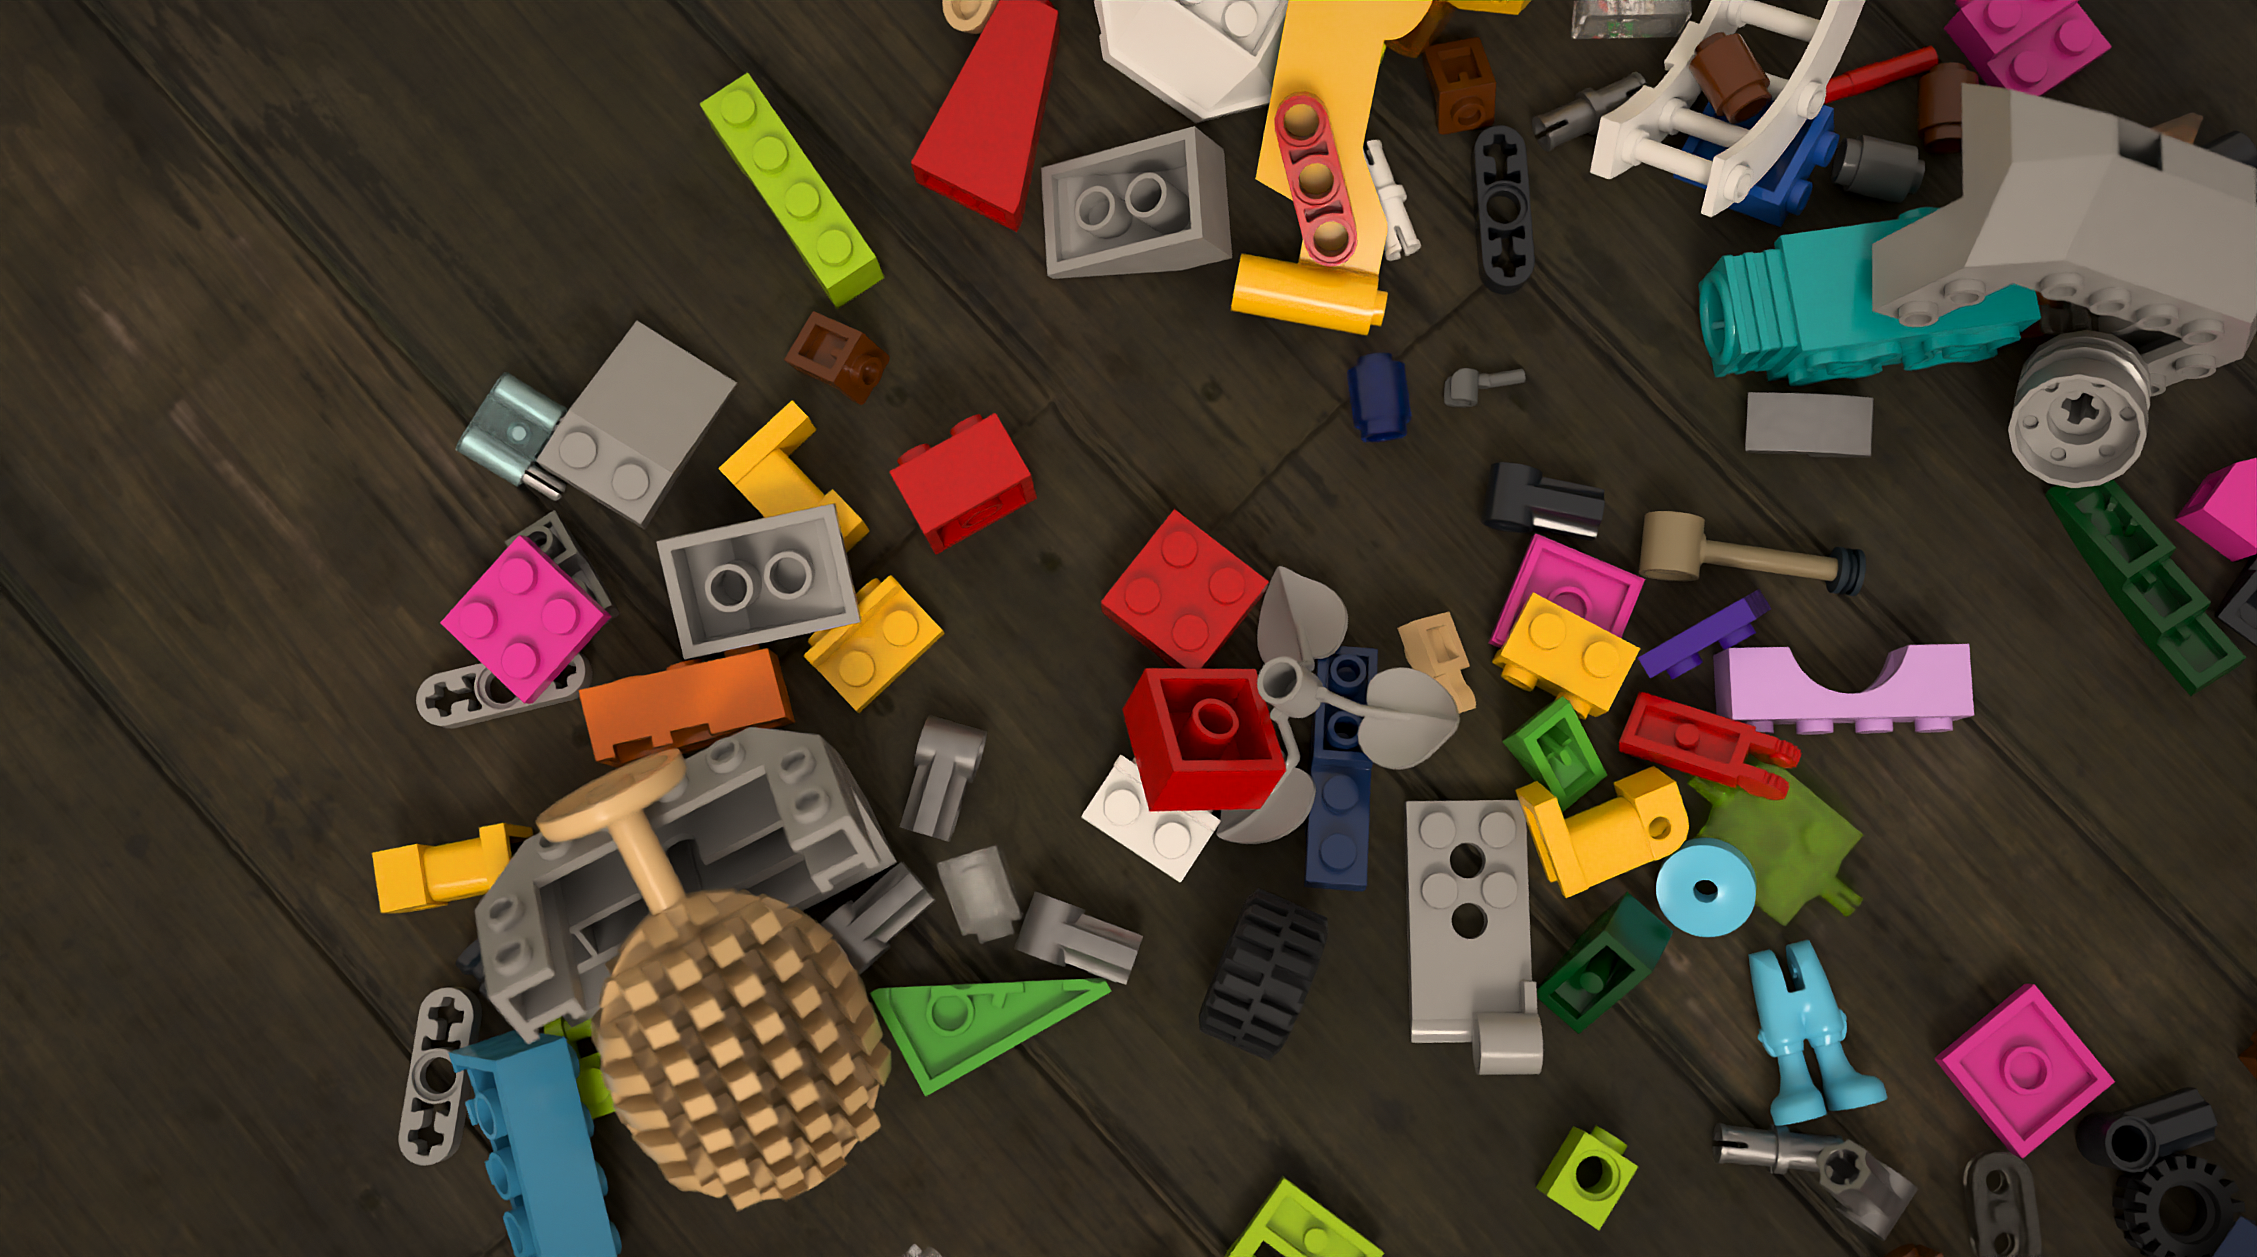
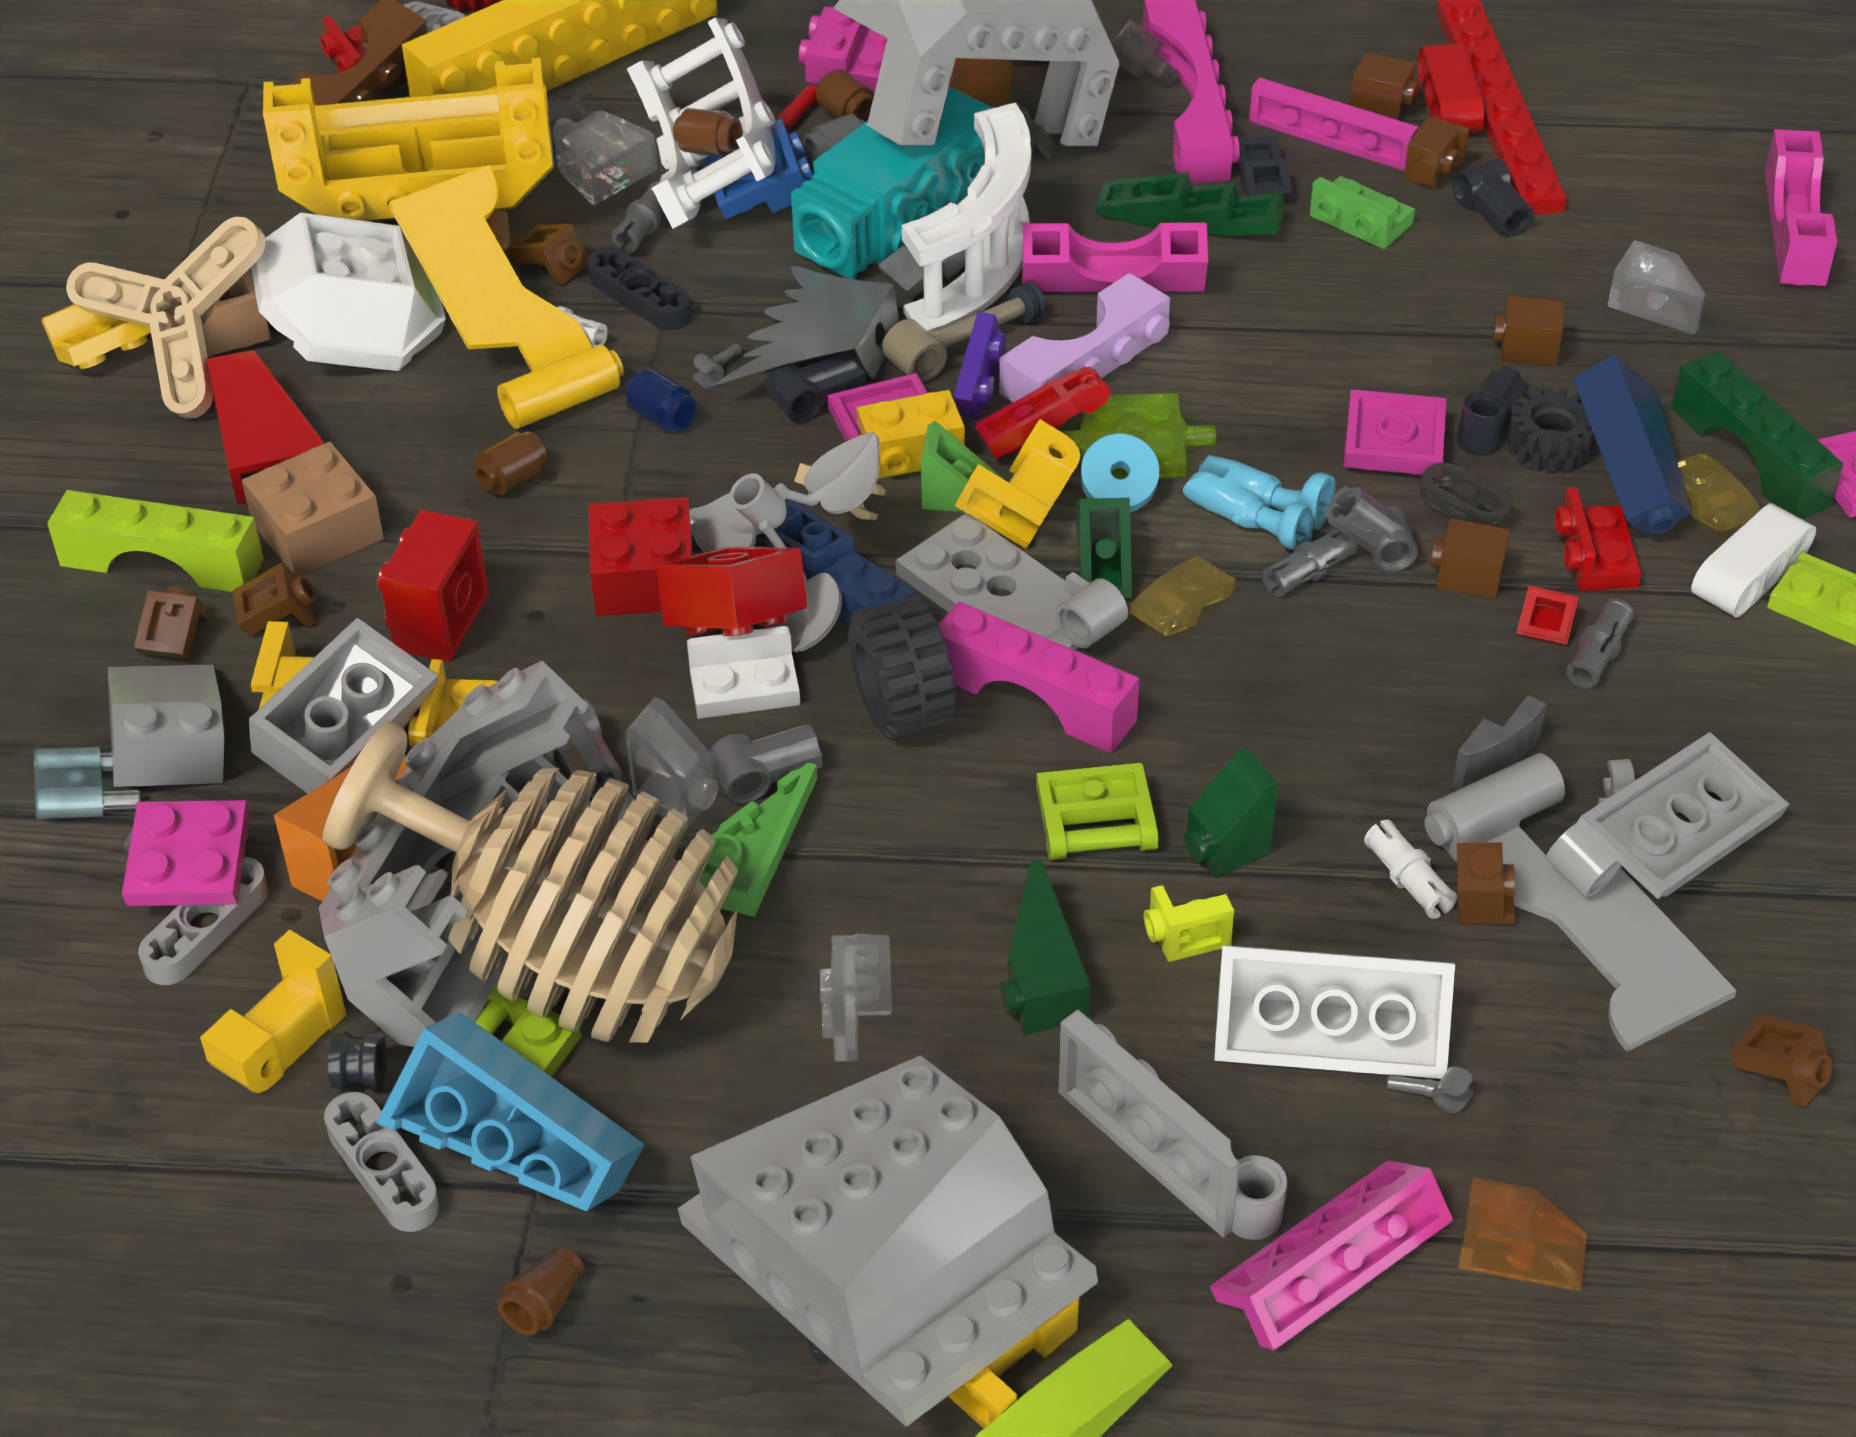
camera: 45 degrees left, 35 degrees down
(732, 306) = (170, 623): none -> reddish brown bracket
(953, 269) = (313, 509): none -> medium nougat brick
(1138, 208) = (406, 412): light grey slope -> none
(1177, 358) = (510, 462): none -> reddish brown brick
(1311, 208) = (499, 288): beam -> none
(1390, 1068) = (1087, 695): none -> dark pink arch
(1595, 1202) = (1217, 645): lime brick -> none
(1618, 1084) = (1180, 594): none -> clear yellow slope
(1620, 444) = (827, 319): none -> dark grey piece
(1828, 490) = (982, 224): none -> white fence
(1981, 604) = (1063, 261): none -> dark pink arch
(2078, 438) = (1091, 140): light grey wheel -> none

